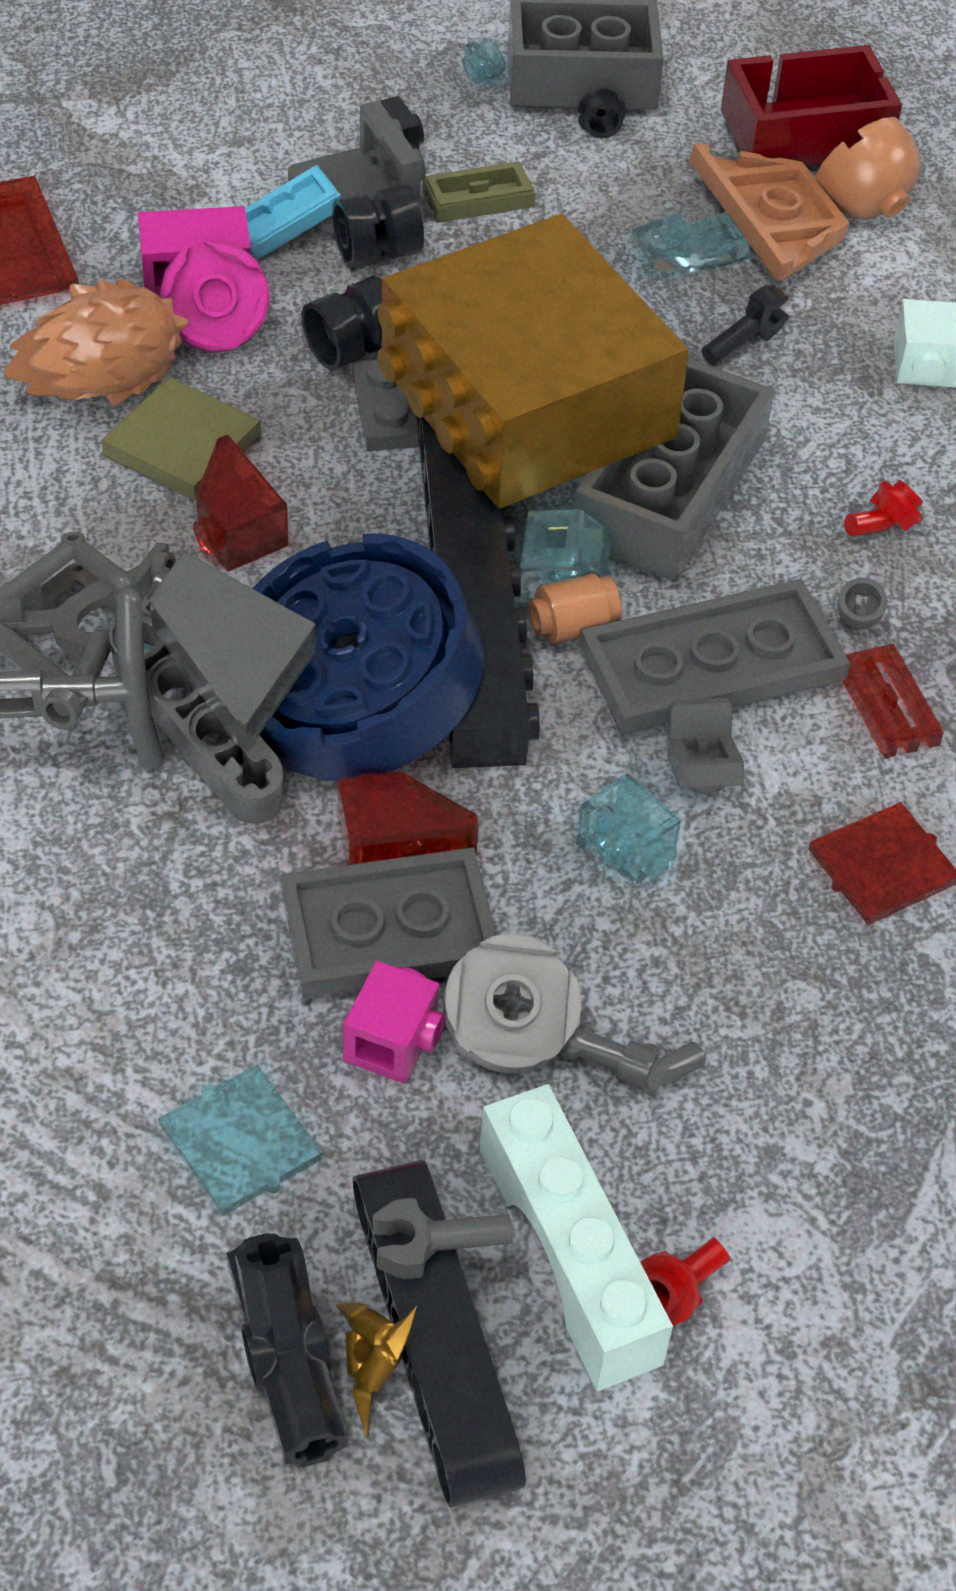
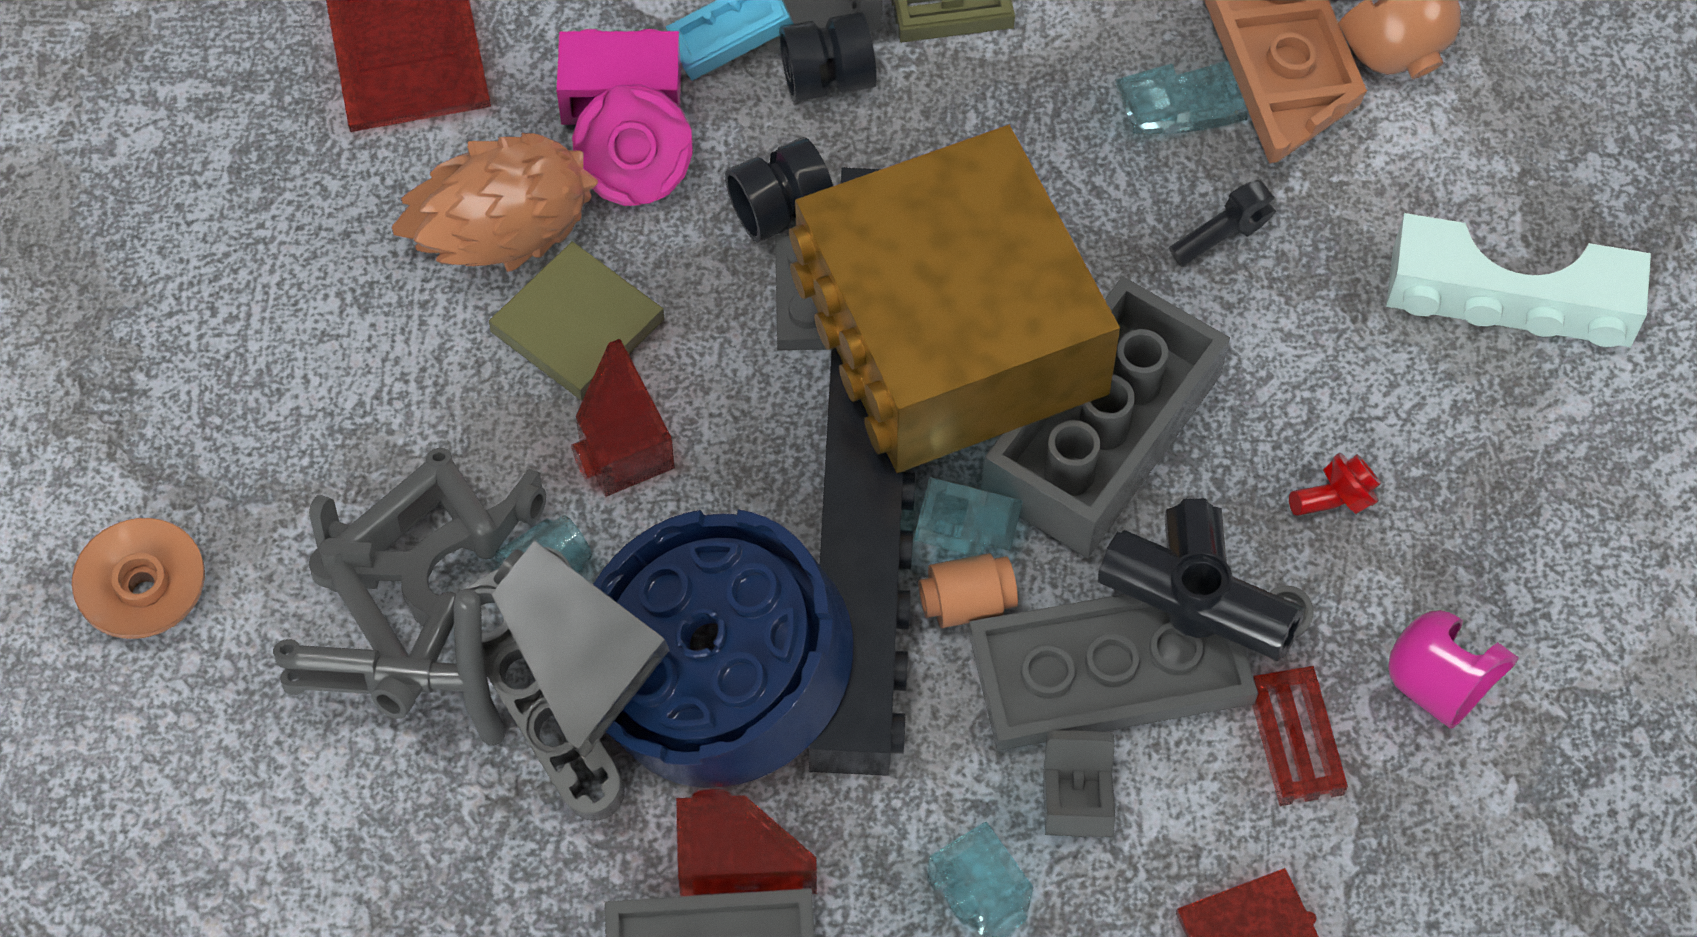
camera: 10 degrees right, 10 degrees up
(784, 576) = (1198, 565): none -> black piece

